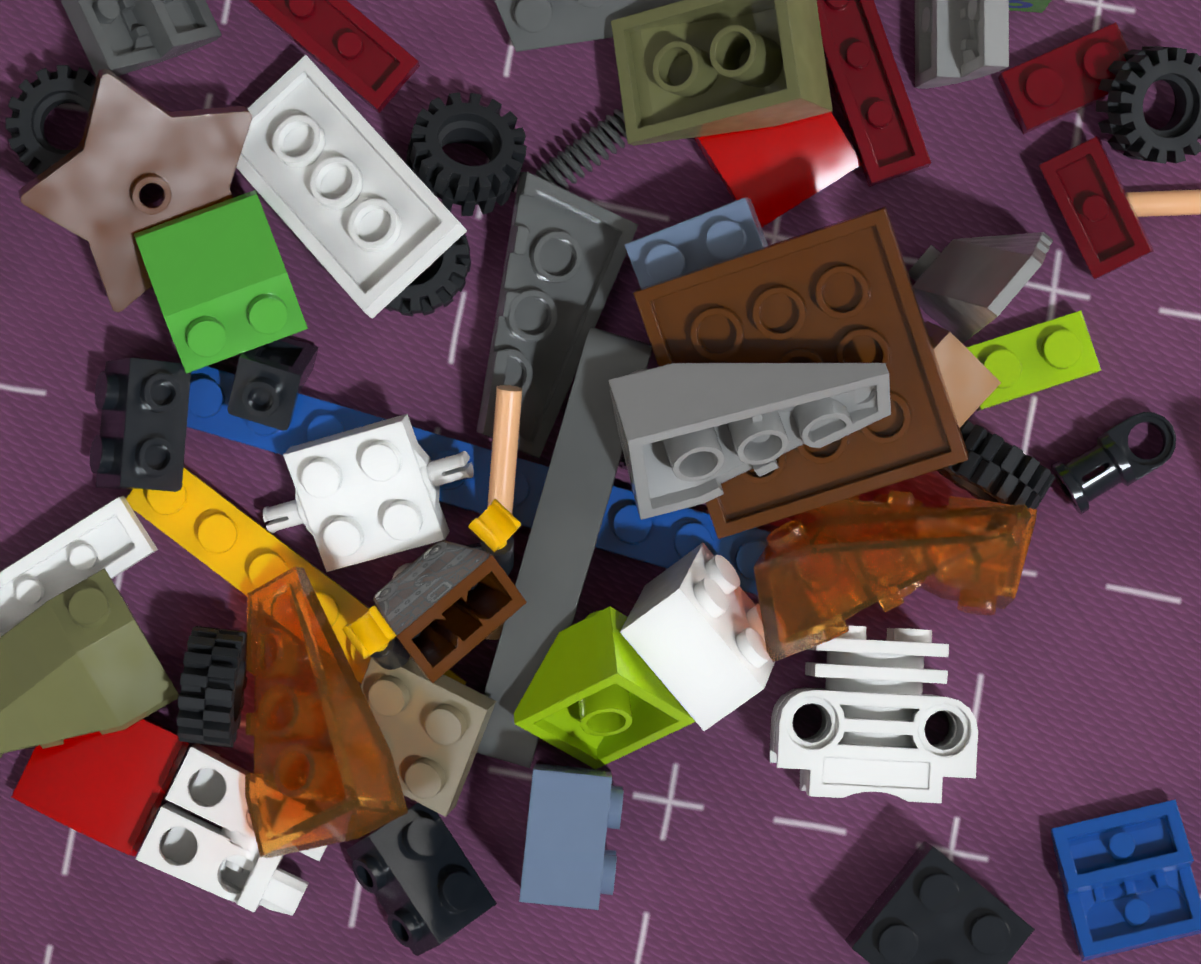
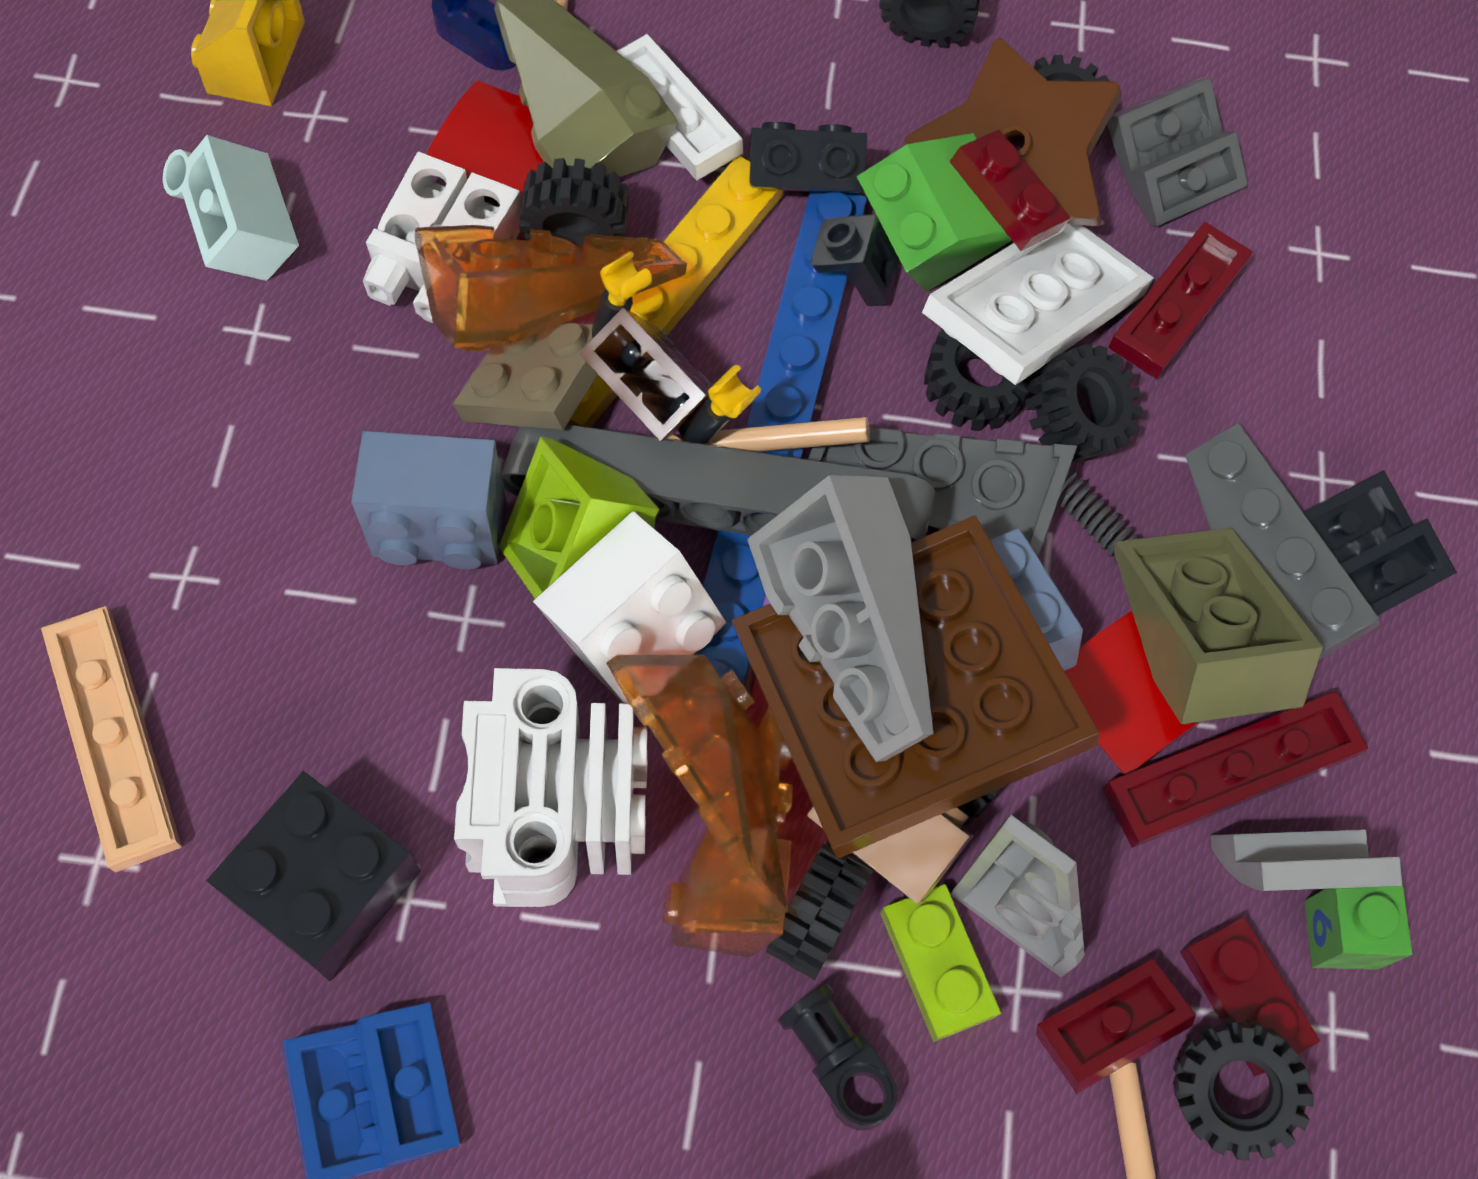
camera: 85 degrees right, 20 degrees down
(218, 207) = (1009, 189): none -> dark red plate
(367, 492) = (762, 327): white plate -> none
(420, 879) = (399, 394): black bracket -> none

